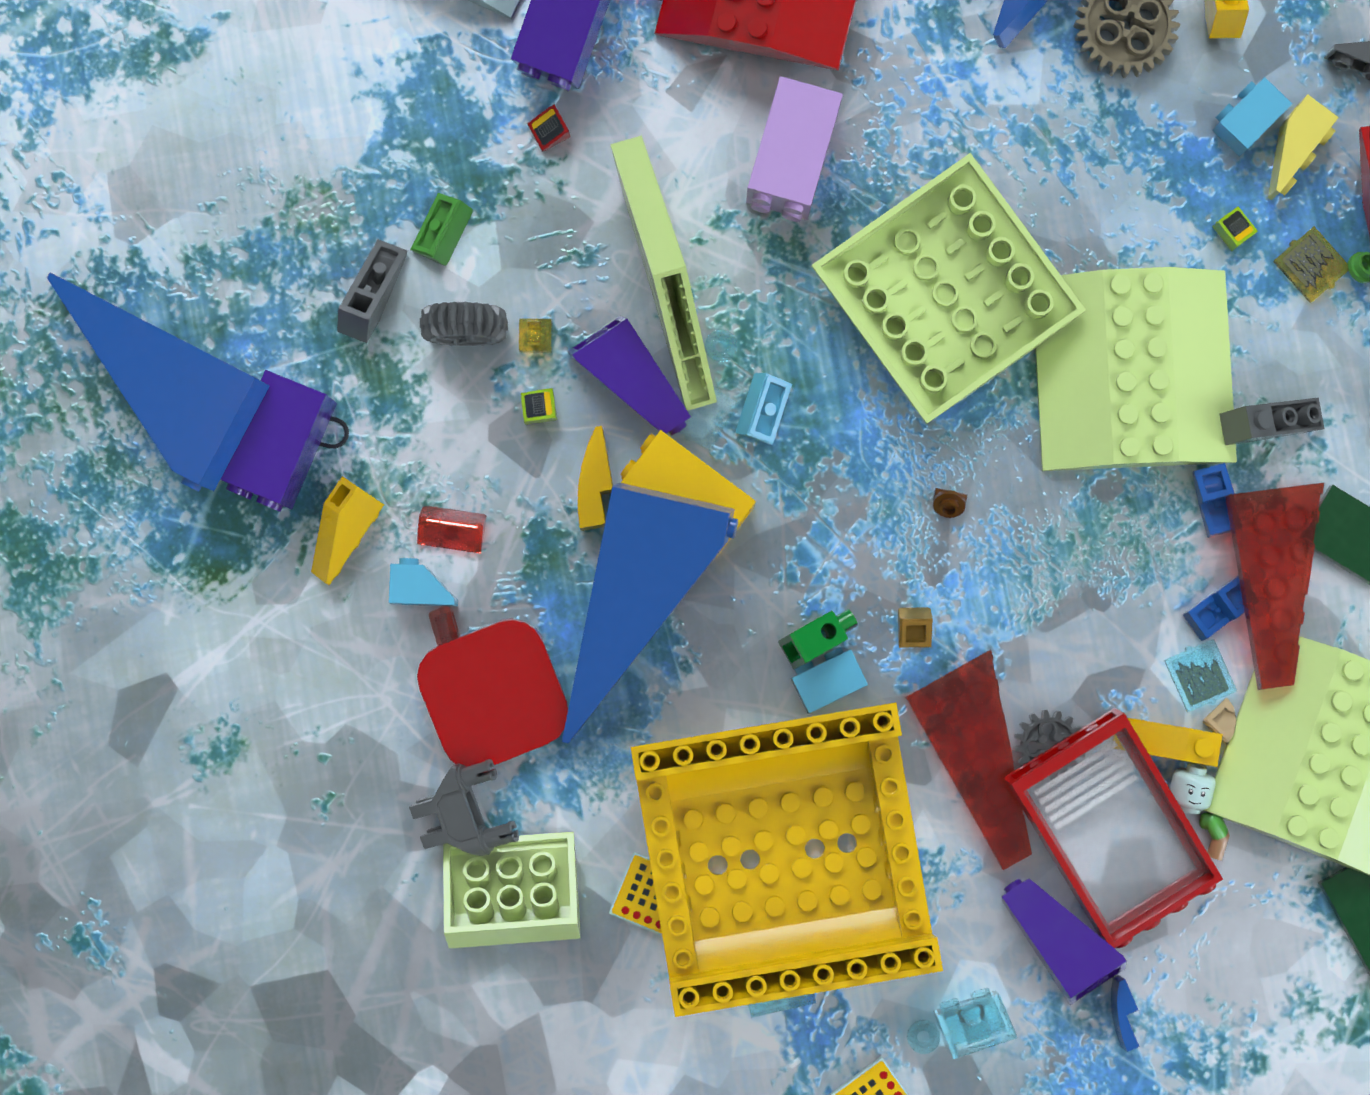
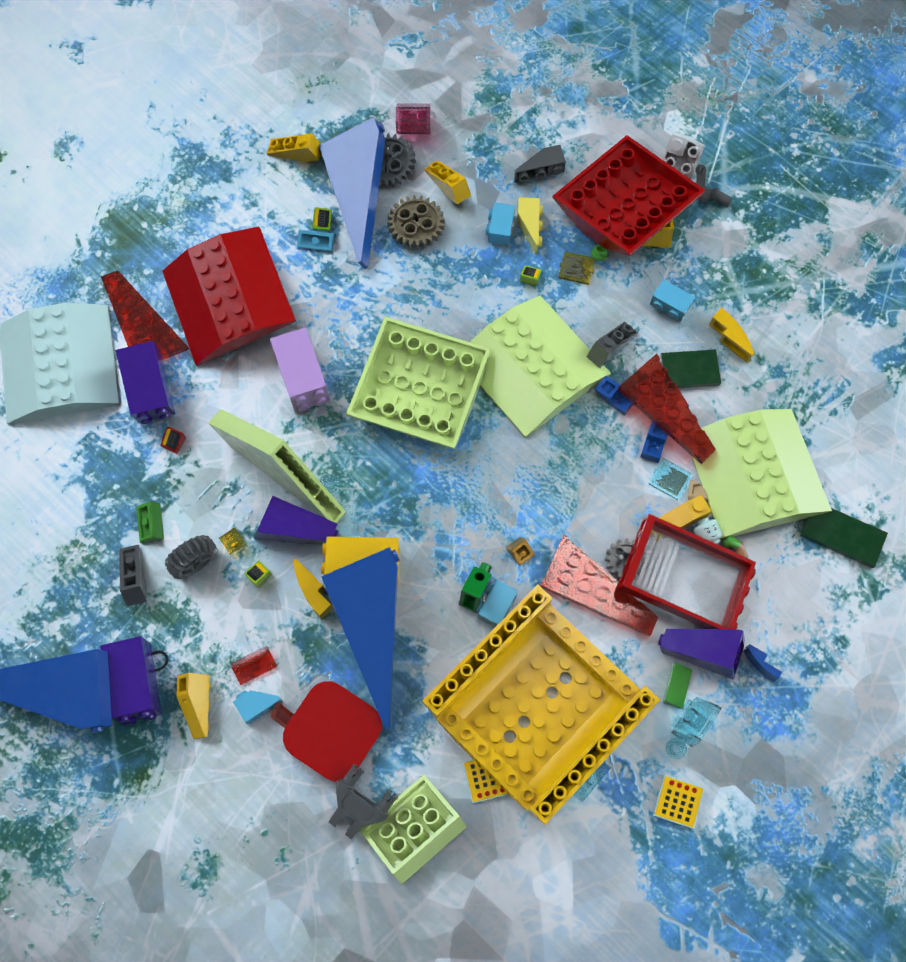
camera: 40 degrees left, 15 degrees down
(763, 408) = (370, 498): medium azure slope -> none
(949, 502) = (492, 481): reddish brown plate -> none
(988, 959) = (677, 685): none -> bright green slope

